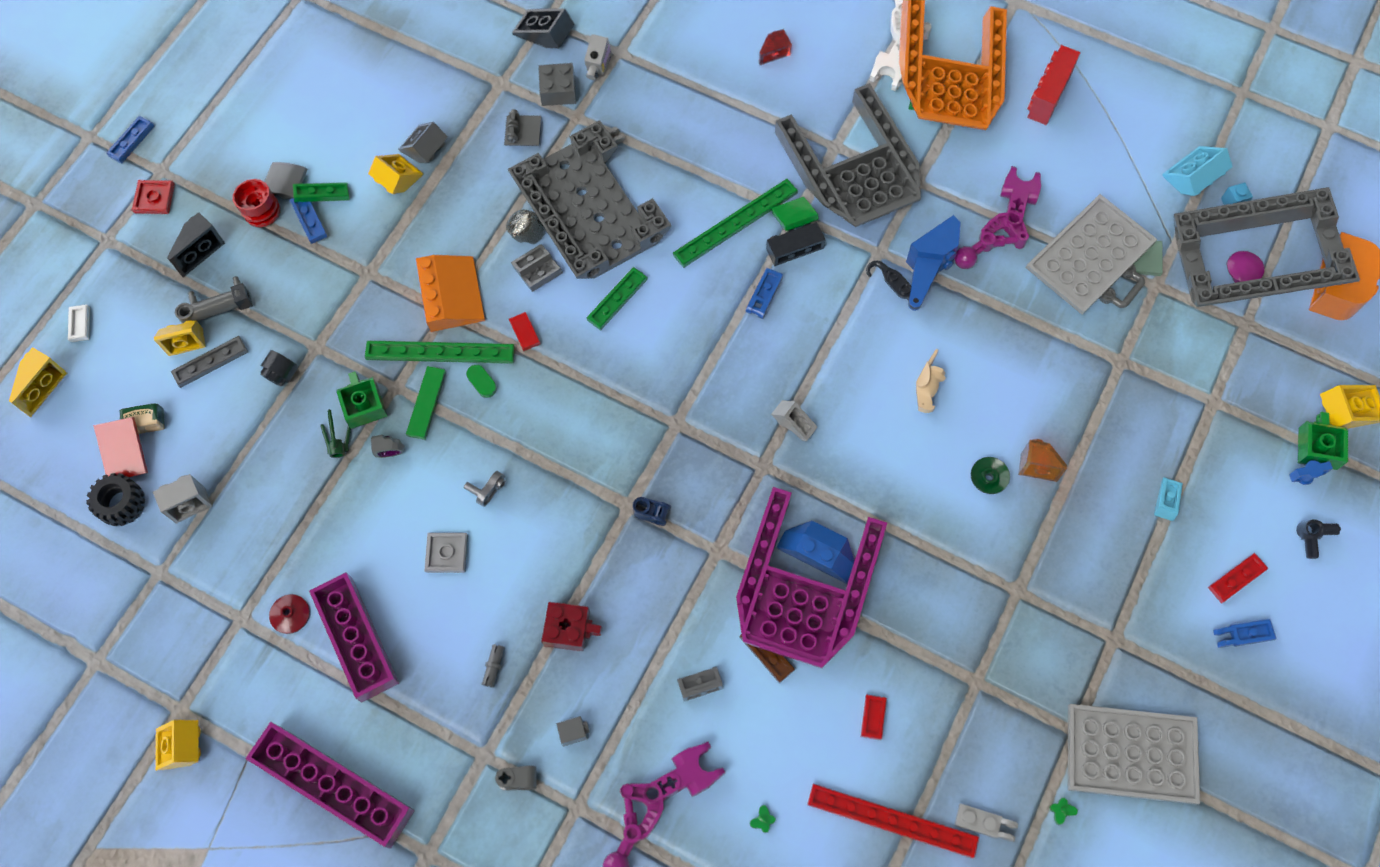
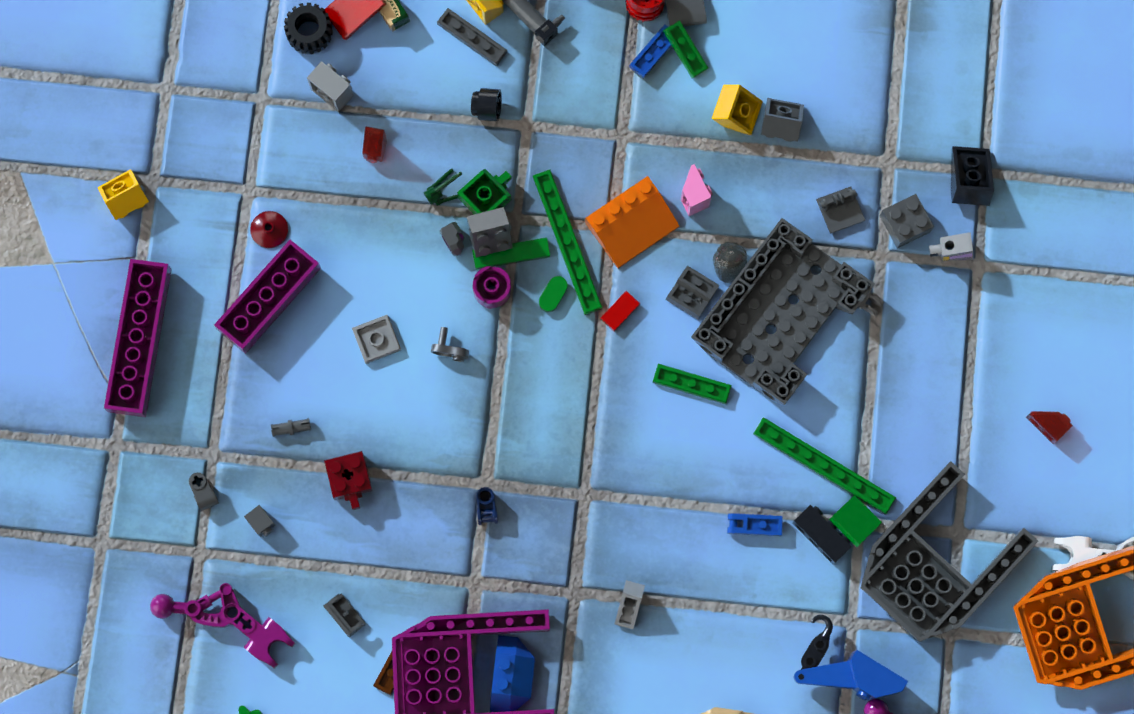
camera: 65 degrees right, 10 degrees up
(259, 480) = (374, 144): none -> clear red slope
(397, 407) = (489, 232): none -> dark grey brick
(449, 227) = (695, 194): none -> bright pink slope
(451, 437) = (496, 277): none -> magenta brick

